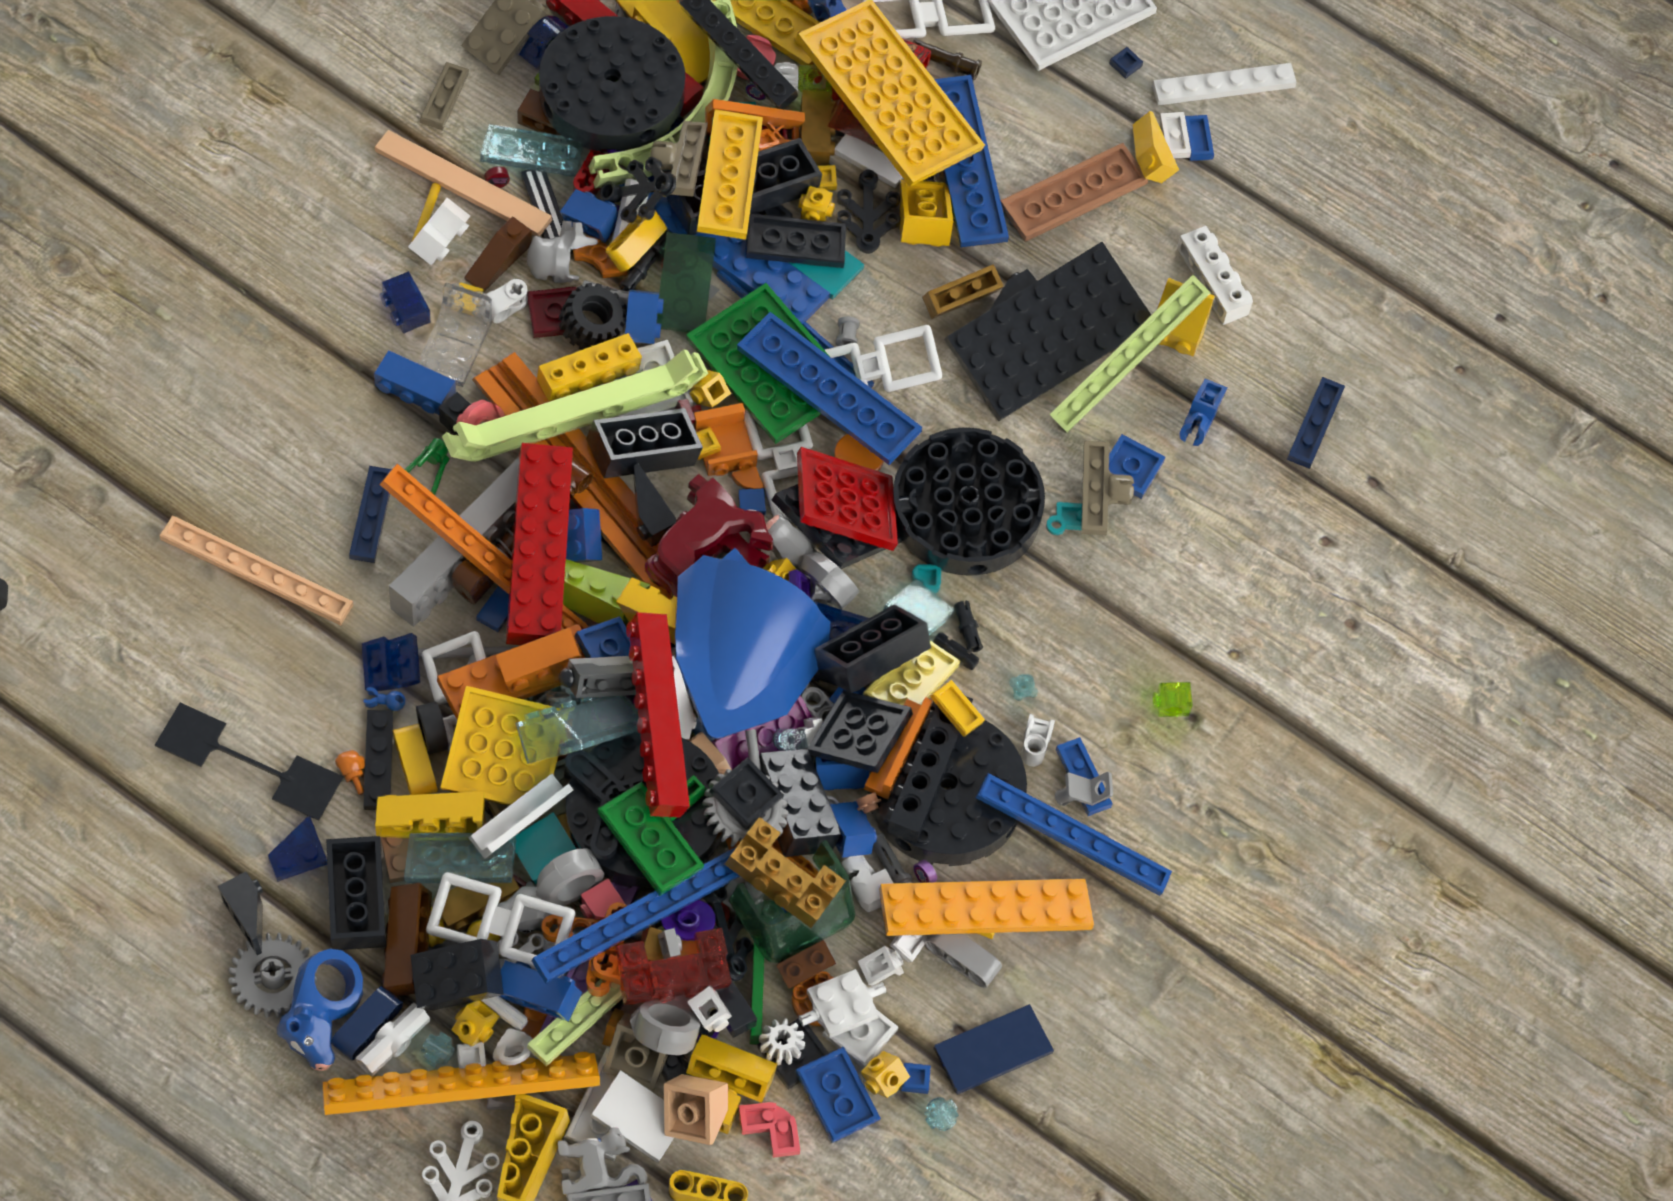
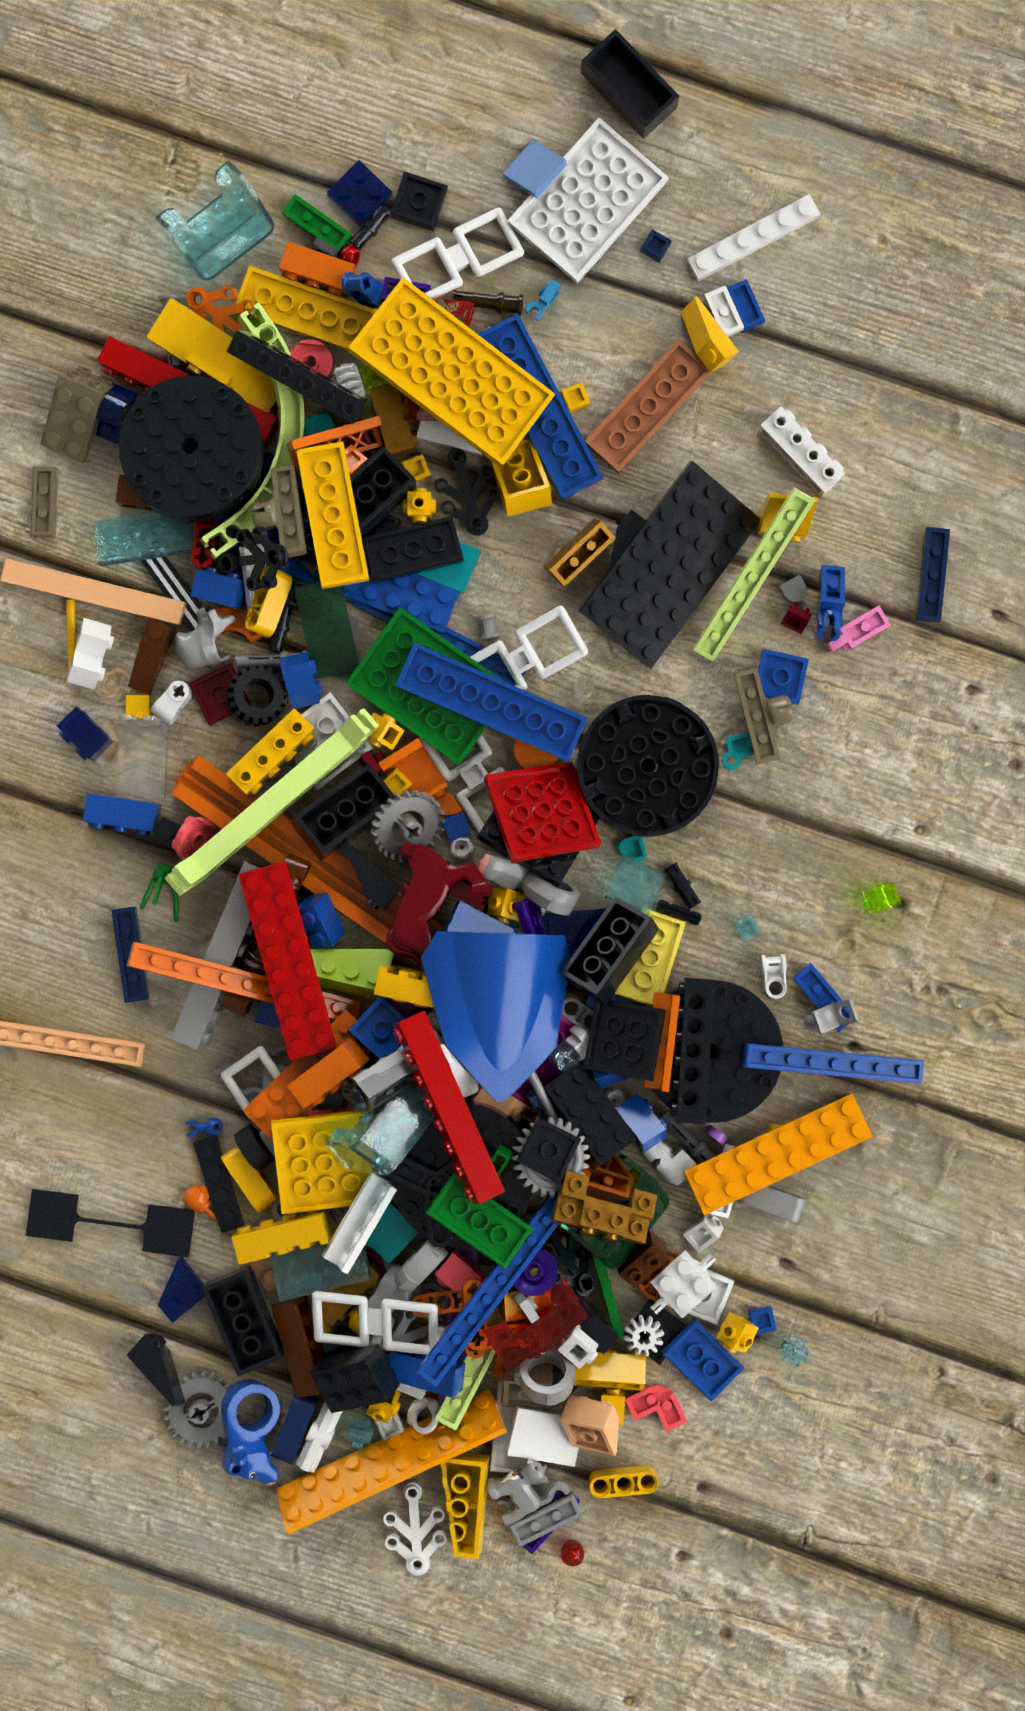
camera: 10 degrees left, 25 degrees up
(391, 662) = (197, 1091): clear blue slope -> none
(497, 176) = (121, 575): dark red tile -> none
(691, 455) = (416, 801): none -> light grey gear
(868, 803) = (650, 1097): nougat plate -> none
(957, 708) = (704, 996): yellow tile -> none
(993, 1049) = (819, 1273): dark blue tile -> none
(1004, 72) = (547, 296): none -> dark azure plate
(1004, 164) = (575, 397): none -> yellow tile
(1163, 418) = (796, 618): none -> dark red tile
(1169, 394) = (794, 589): none -> light grey tile
(1224, 449) = (860, 630): none -> bright pink hinge

